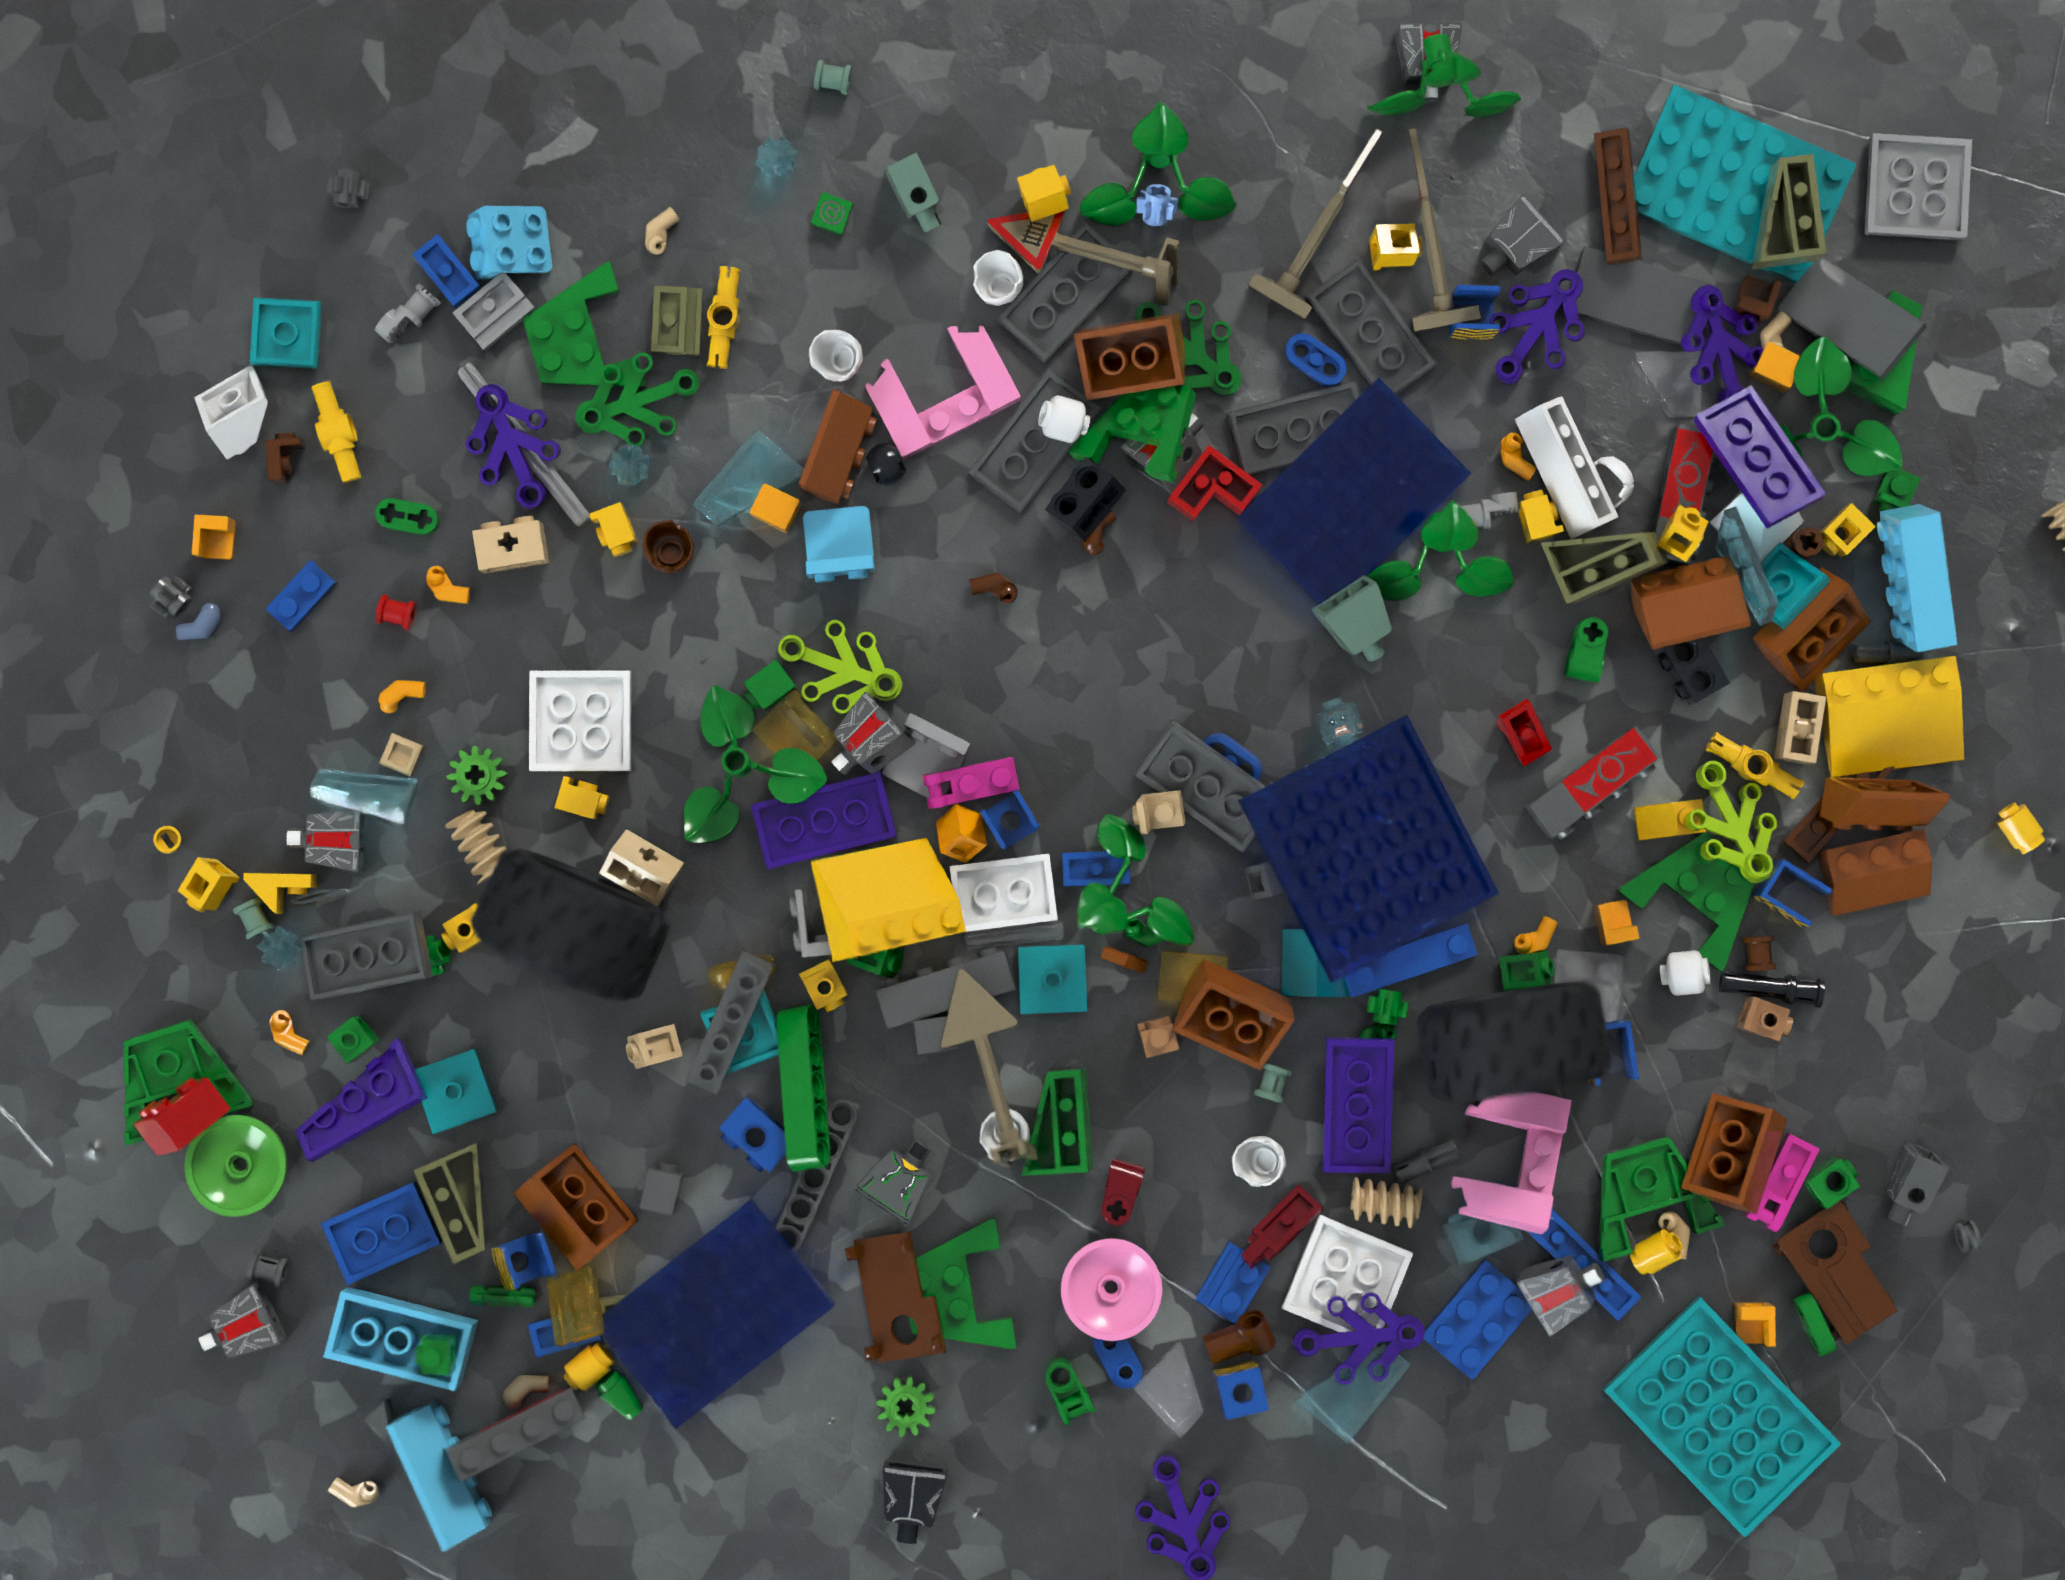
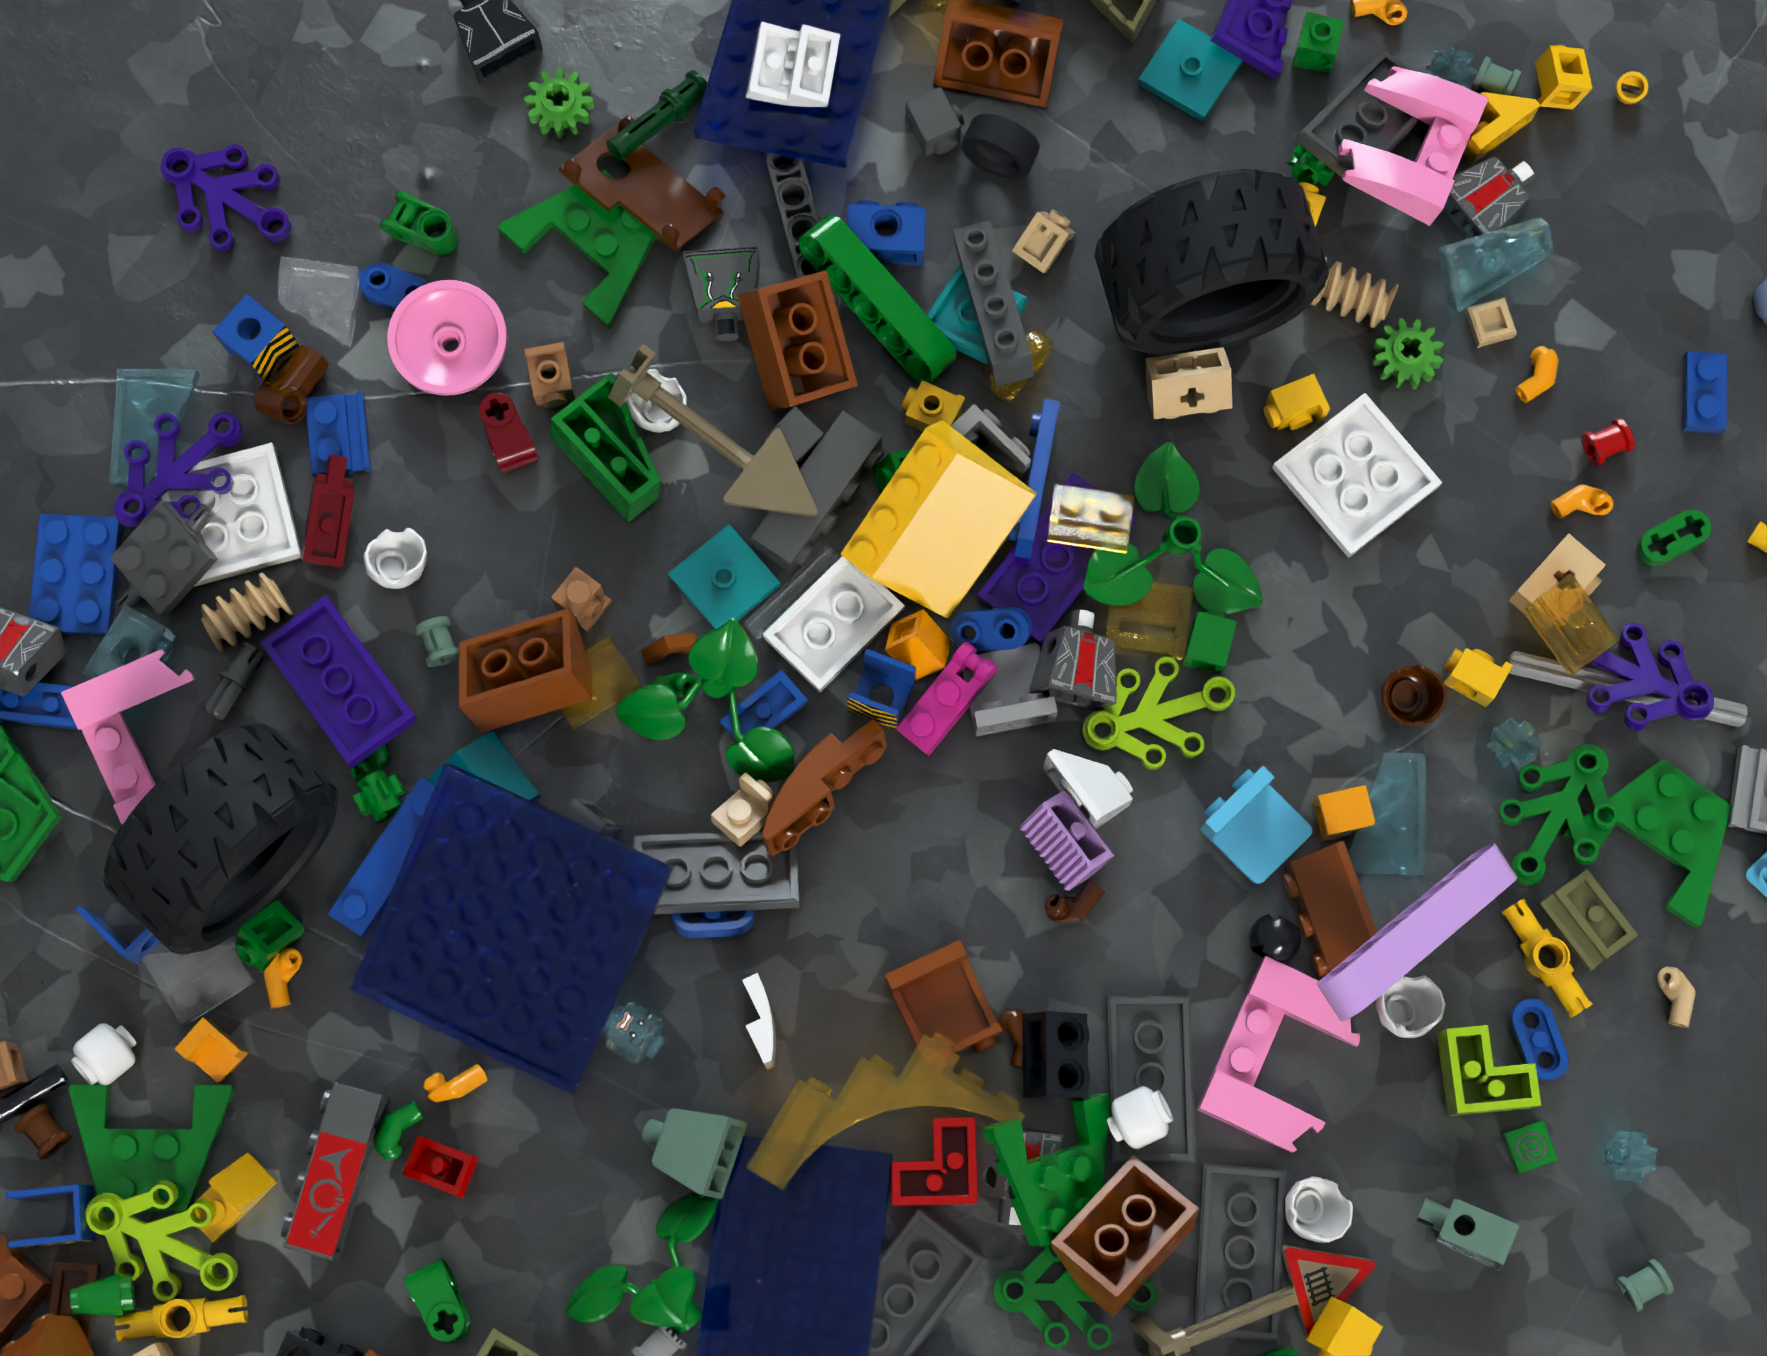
camera: 145 degrees right, 10 degrees down
(374, 874) = (1421, 185): none -> bright pink wedge
(529, 509) = (1570, 624): none -> clear yellow plate
(633, 1132) = (1000, 146): none -> black tyre
(731, 1296) = (793, 66): none -> white slope
(762, 913) = (1043, 428): none -> blue plate
(770, 273) = (1540, 1039): none -> blue plate
(782, 826) = (1090, 518): none -> clear yellow plate
(798, 391) = (1416, 932): none -> lavender beam
(831, 1341) = (672, 106): none -> dark green pin
(835, 274) = (1474, 1083): none -> lime brick
(880, 1100) = (797, 340): none -> dark orange slope
(906, 808) = (989, 628): none -> blue plate
(925, 649) = (1090, 785): none -> white slope
(969, 628) = (1066, 840): none -> lavender brick
(1061, 1224) = (546, 360): none -> medium nougat brick
(1113, 788) = (807, 792): none -> dark orange slope
(1129, 586) = (945, 998): none -> dark orange panel
(1180, 543) = (814, 1117): none -> clear yellow arch
(1260, 658) = (762, 1030): none -> white slope
(1412, 1279) = (164, 557): none -> dark grey plate
(1479, 777) = (457, 1087): none -> light orange arm
(1537, 783) = (391, 1129): none -> green arm
(1793, 814) = (104, 1297): none -> green cone

